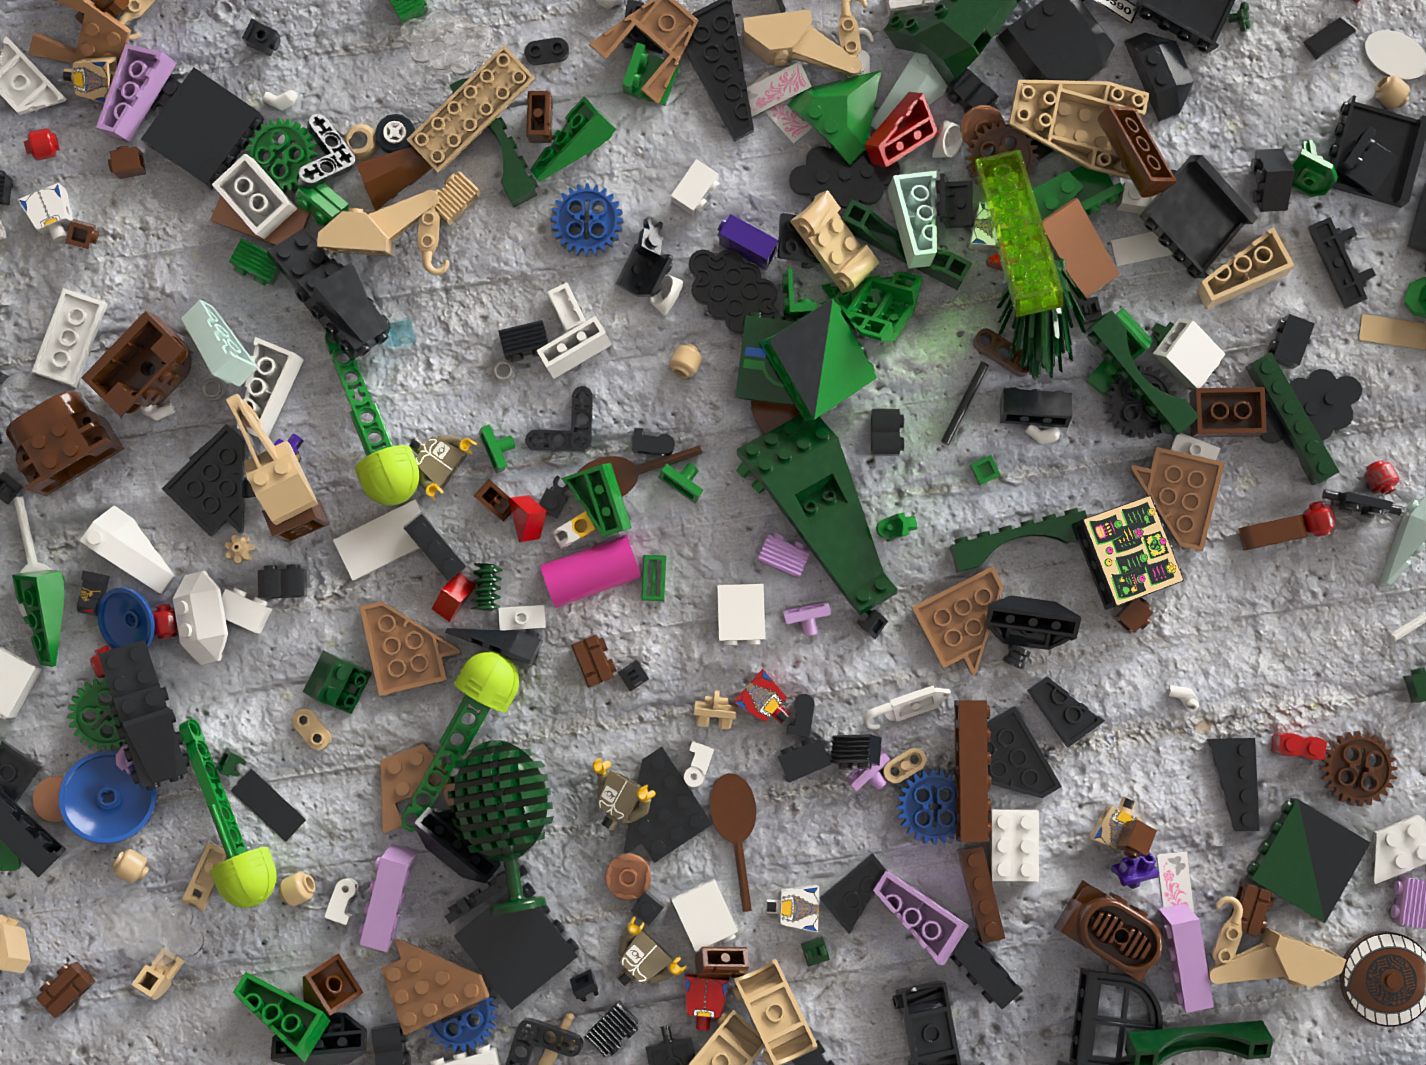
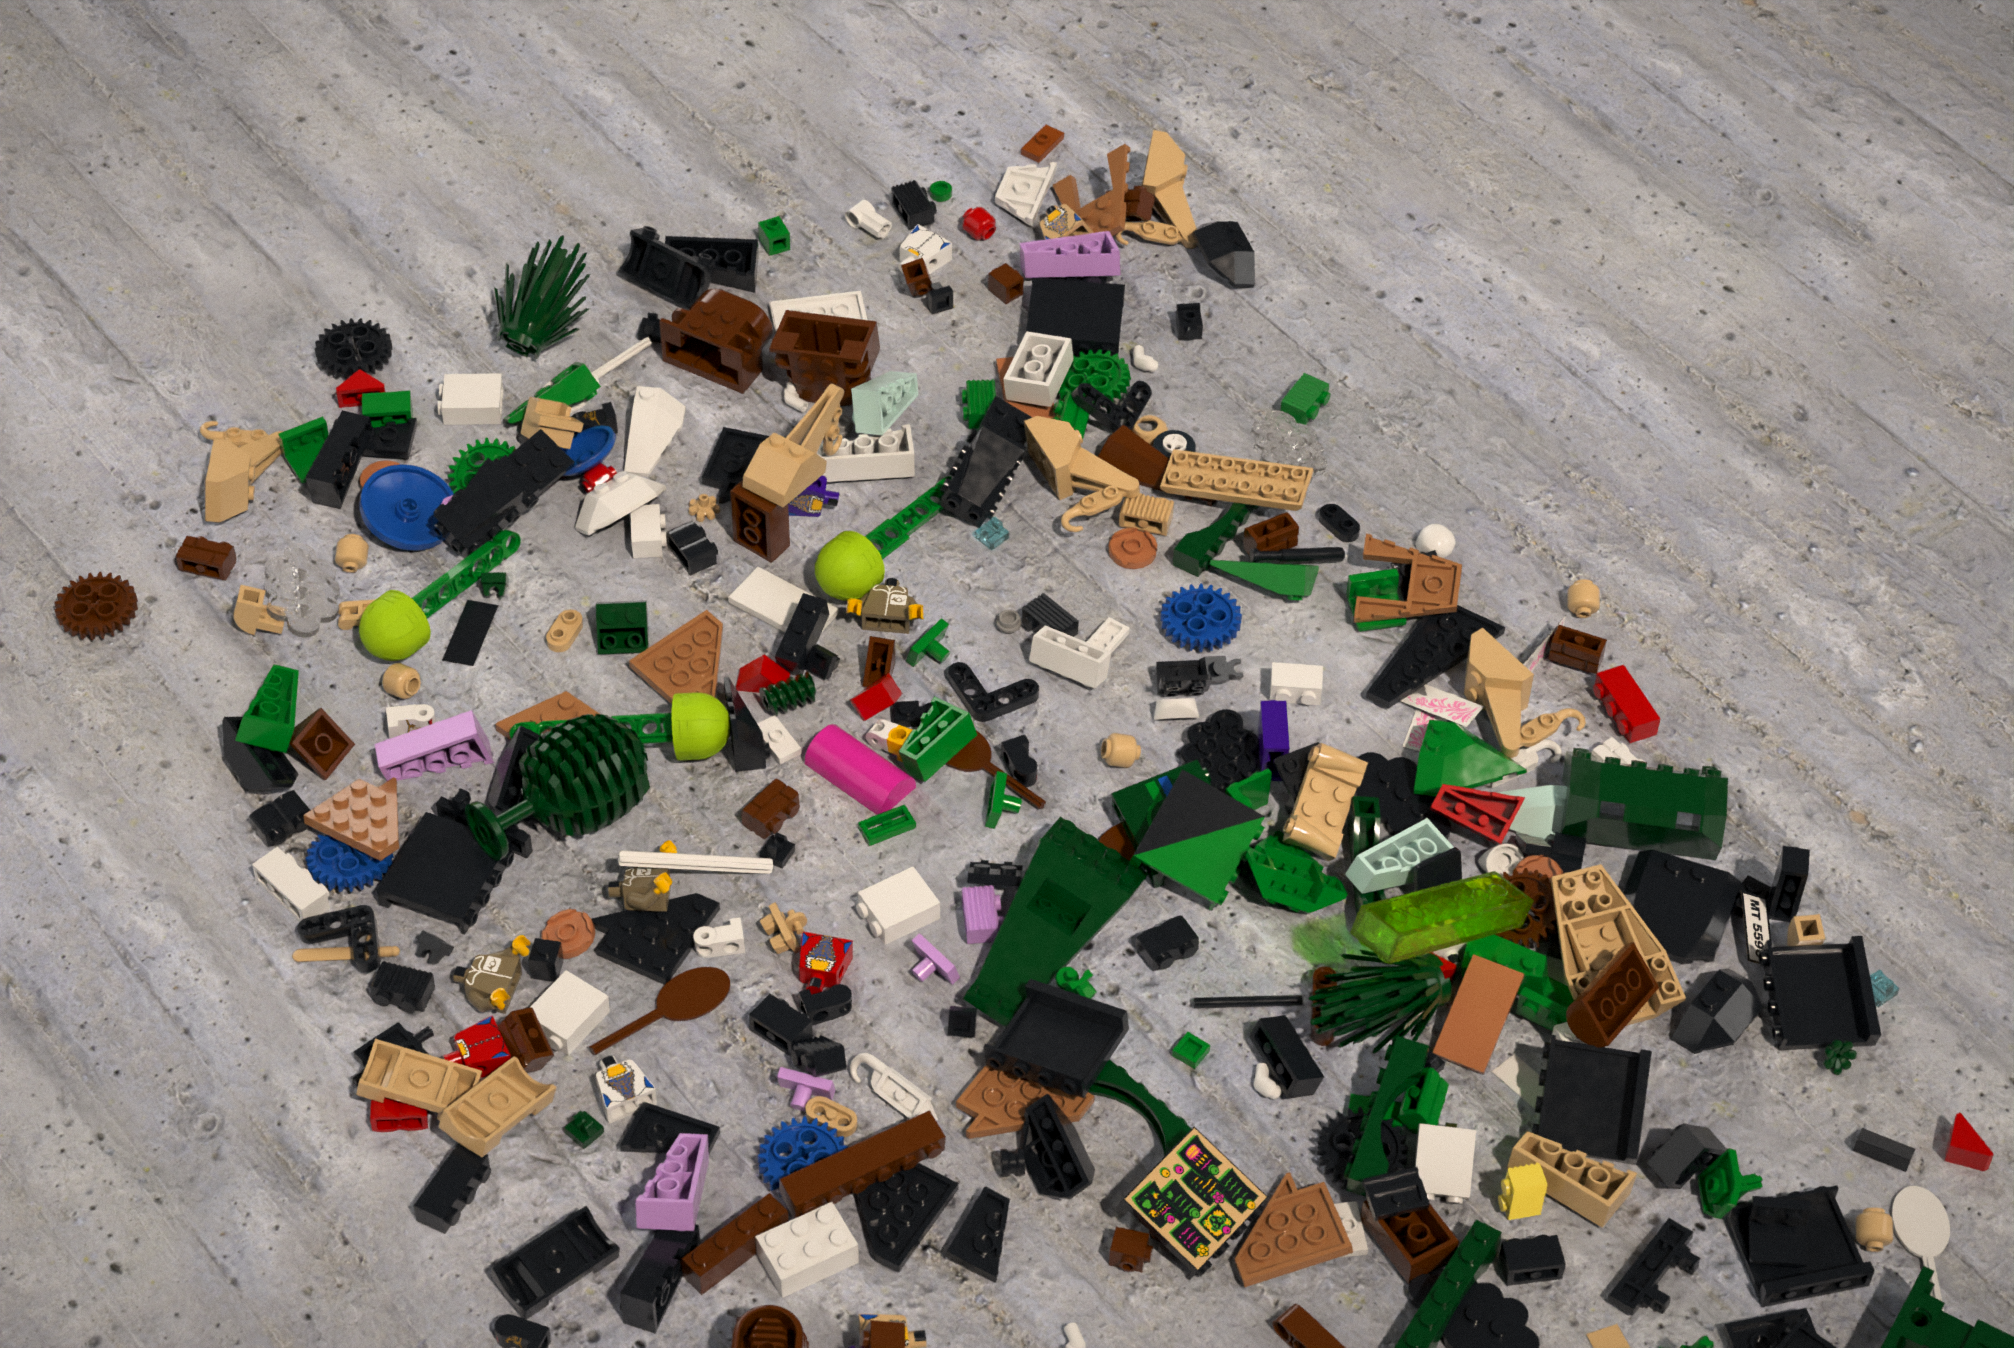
camera: 60 degrees right, 35 degrees down
(82, 636) = (552, 419): none -> tan plate
(112, 227) = (940, 298): none -> black tile
(465, 542) = (822, 661): none -> black tile
(480, 229) = (1132, 548): none -> nougat tile
(572, 94) = (1320, 554): none -> black piece
(621, 750) = (695, 862): none -> white axle
(757, 529) = (995, 873): none -> black plate
(940, 570) = (1058, 1039): none -> black panel
(951, 110) = (1533, 845): none -> black tile
(1212, 409) = (1395, 1193): none -> black plate
(1243, 314) = (1523, 1191): none -> light yellow brick

